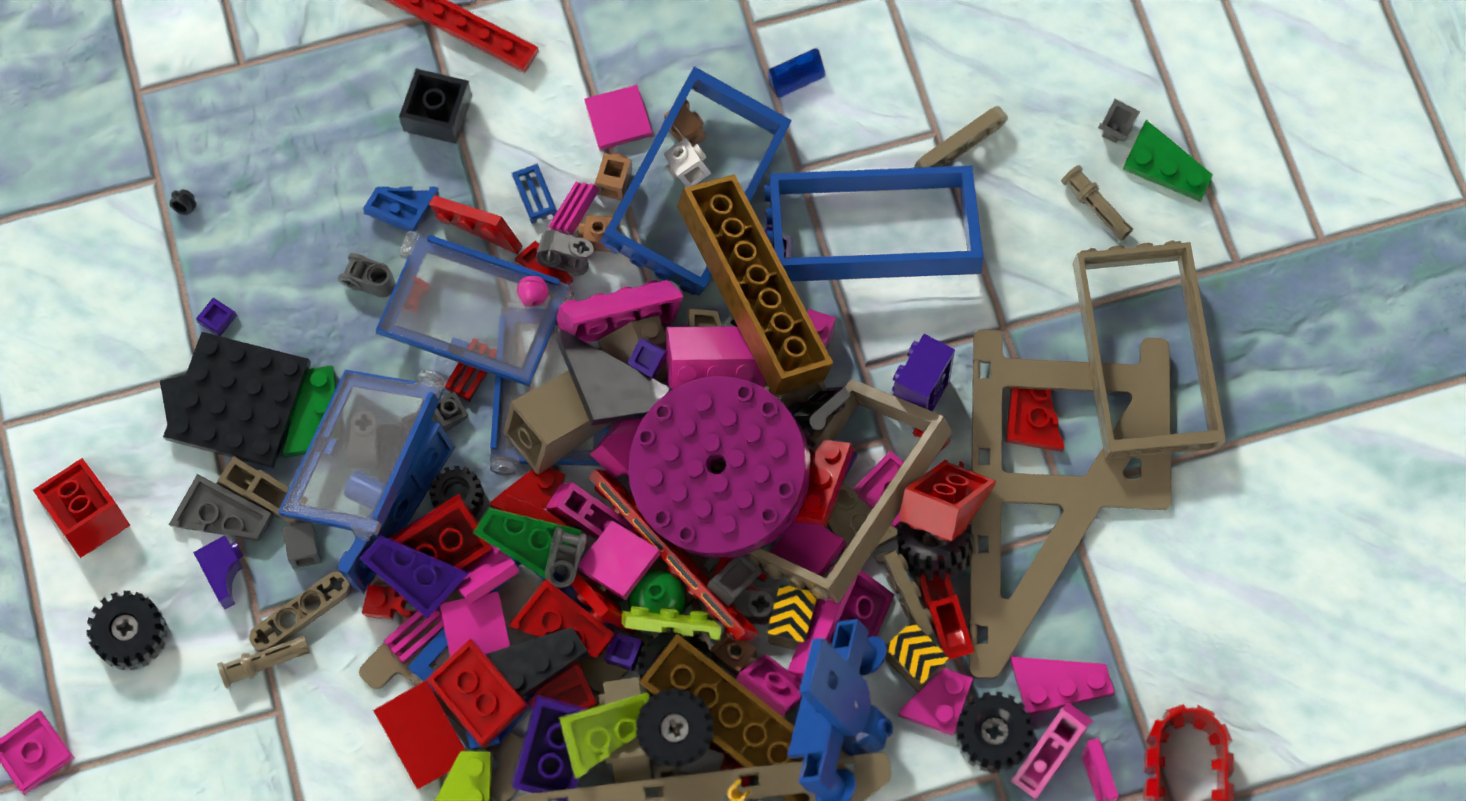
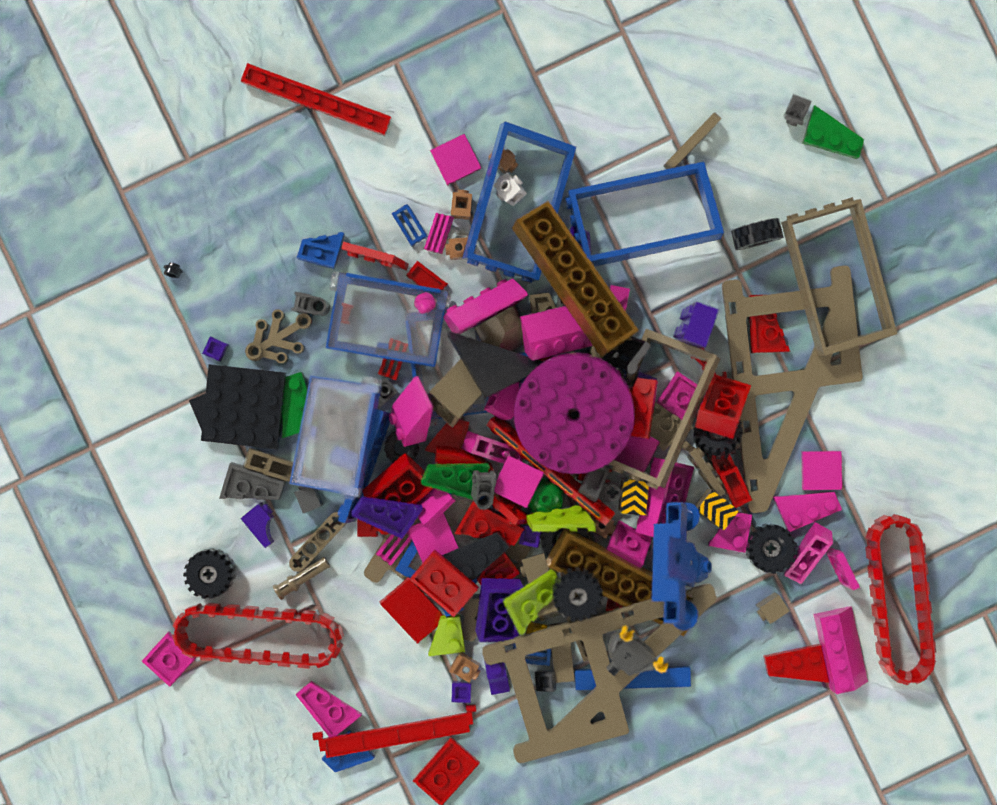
camera: 10 degrees left, 20 degrees up
(81, 507) = (158, 497): red slope -> none
(90, 677) = (263, 658): none -> red piece
(307, 315) = (275, 338): none -> dark tan plant
(435, 106) = (330, 173): black brick -> none
(480, 437) = (412, 414): none -> dark pink slope
(561, 252) = (438, 269): dark grey piece -> none
(647, 357) = (511, 340): dark purple plate -> none
(796, 73) = (572, 107): clear blue slope -> none
(1034, 271) = (757, 234): none -> black bush
(1089, 194) = (783, 167): dark tan pin -> none
(1090, 630) = (821, 470): none -> dark pink tile

